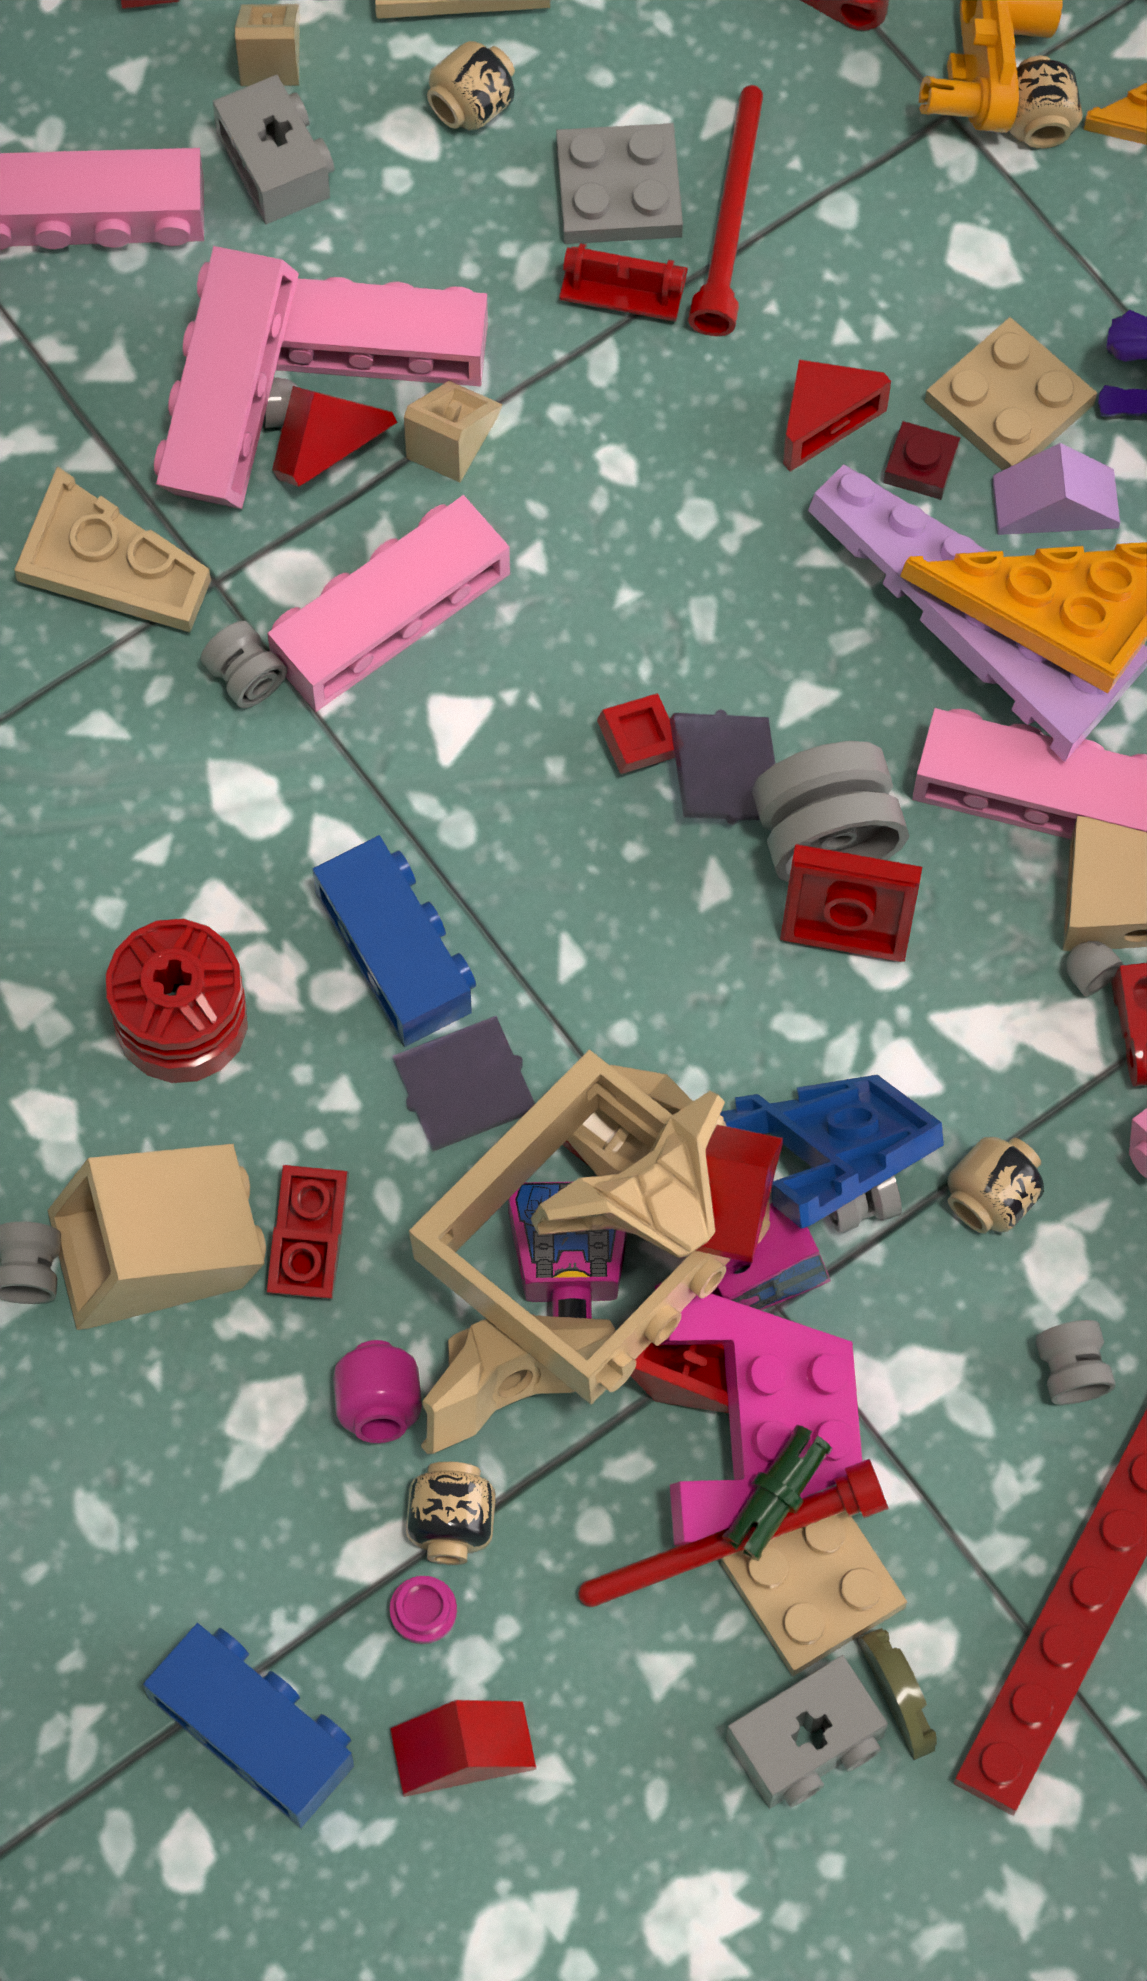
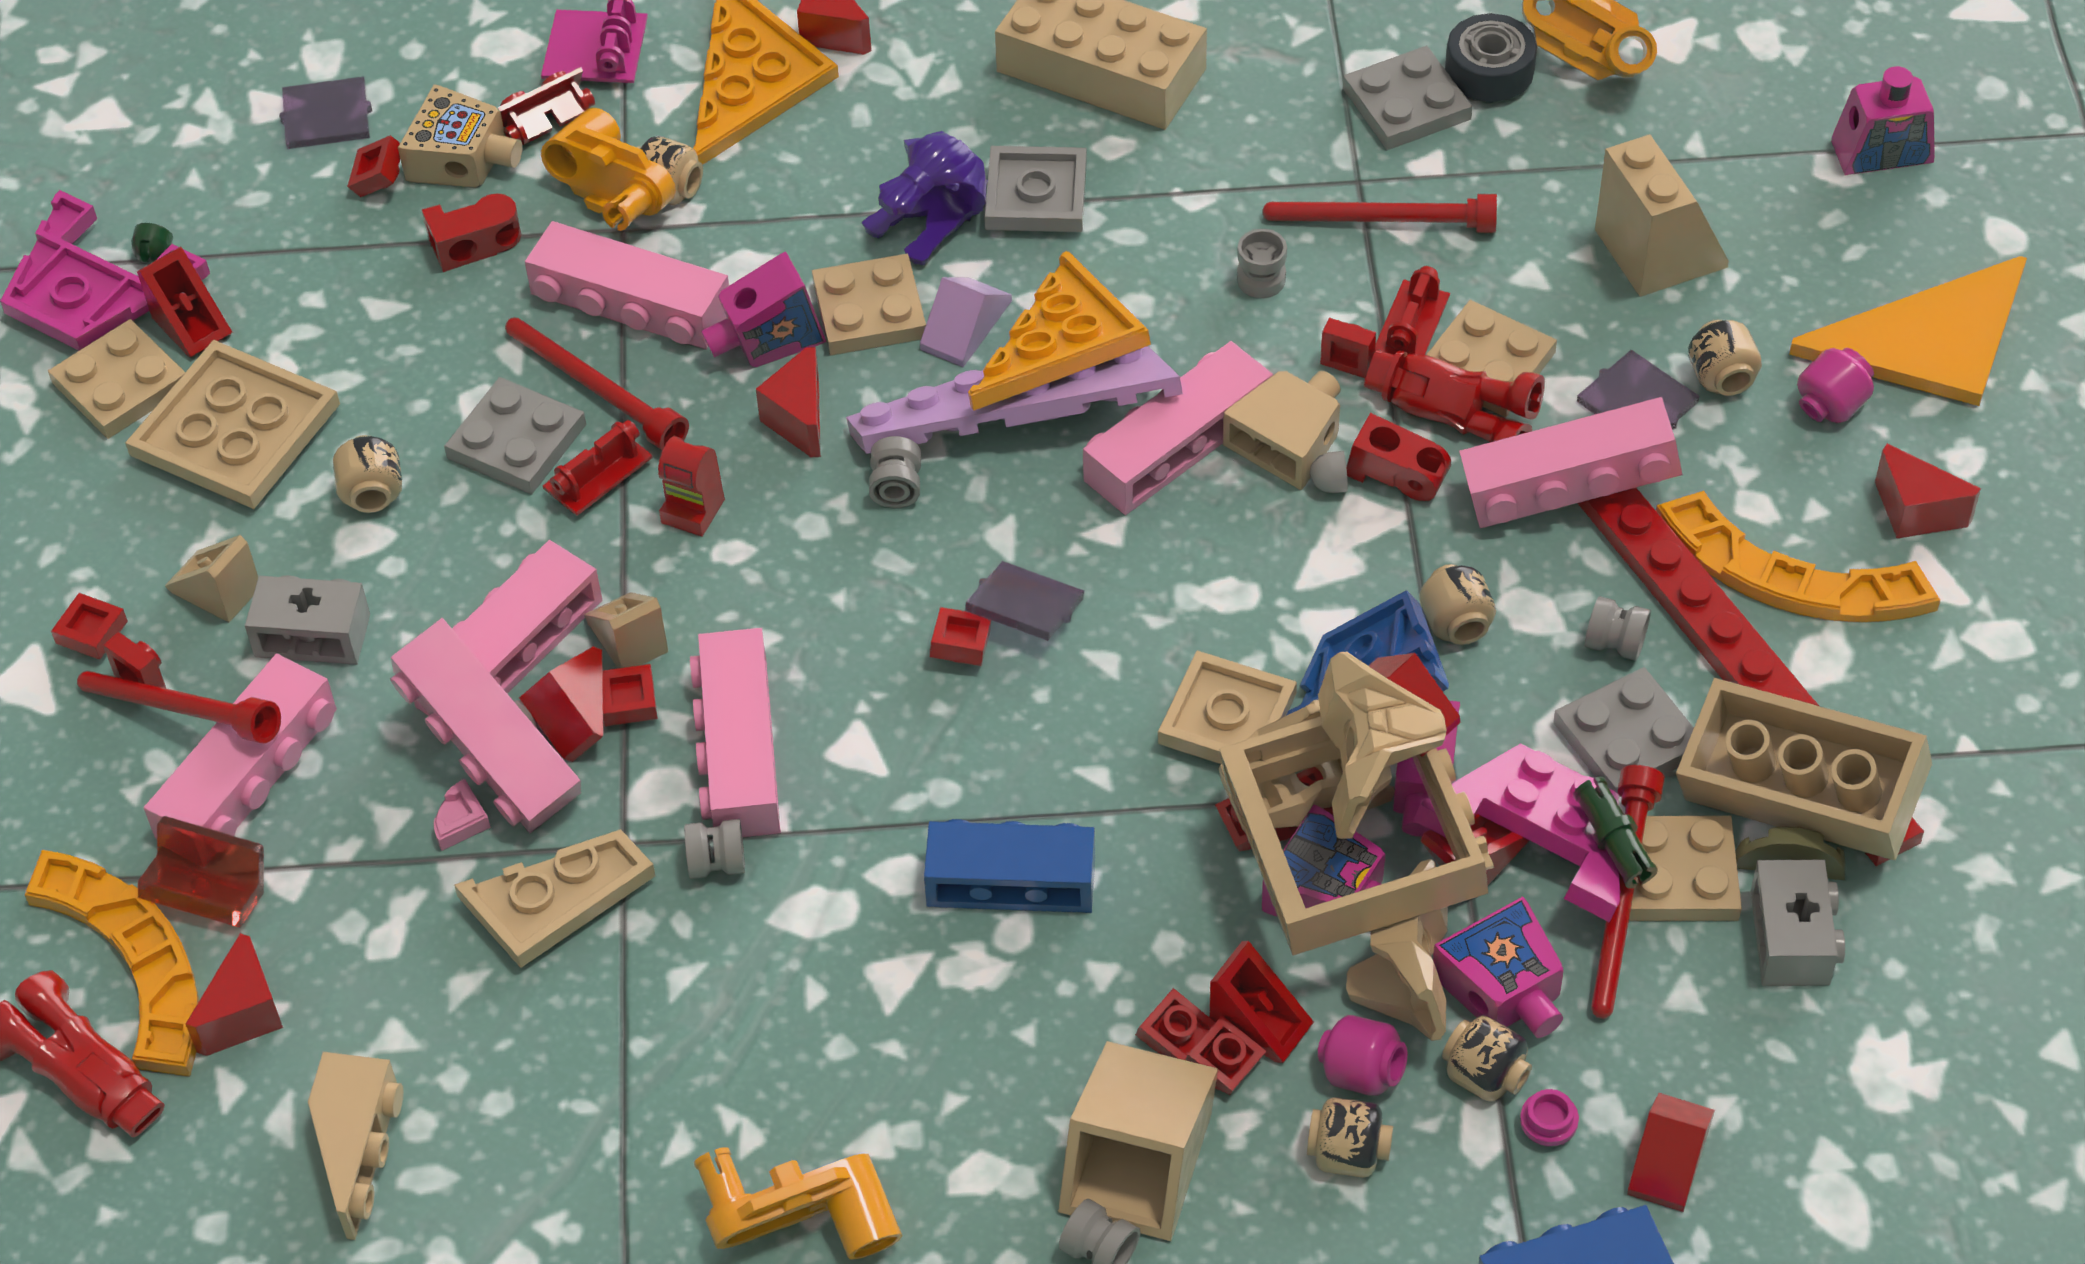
camera: 55 degrees left, 15 degrees down
(97, 177) = (252, 719): none -> red piece
(126, 42) = (133, 660): none -> red plate
(142, 422) = (459, 816): none -> bright pink tile
(182, 1033) = (963, 1020): red wheel -> none
(278, 1429) = (1349, 1137): none -> tan head
(372, 478) = (628, 695): none -> red plate
(373, 1261) = (1258, 1003): none -> red slope
(464, 1083) = (1149, 887): clear purple piece -> none
(565, 1474) = (1504, 969): none -> dark pink torso
(648, 380) = (690, 486): none -> red leg
(715, 1033) = (1222, 706): none -> tan plate
(801, 551) = (895, 471): none -> light grey wheel
(830, 801) = (1119, 543): light grey wheel -> none
(850, 903) = (1194, 569): red tile -> none
(865, 163) = (625, 284): none -> bright pink brick
(907, 312) = (766, 315): none -> dark pink torso
(921, 460) = (876, 375): dark red plate -> none
(956, 1444) = (1625, 726): none -> light grey plate
(985, 1645) = (1805, 768): none -> tan brick

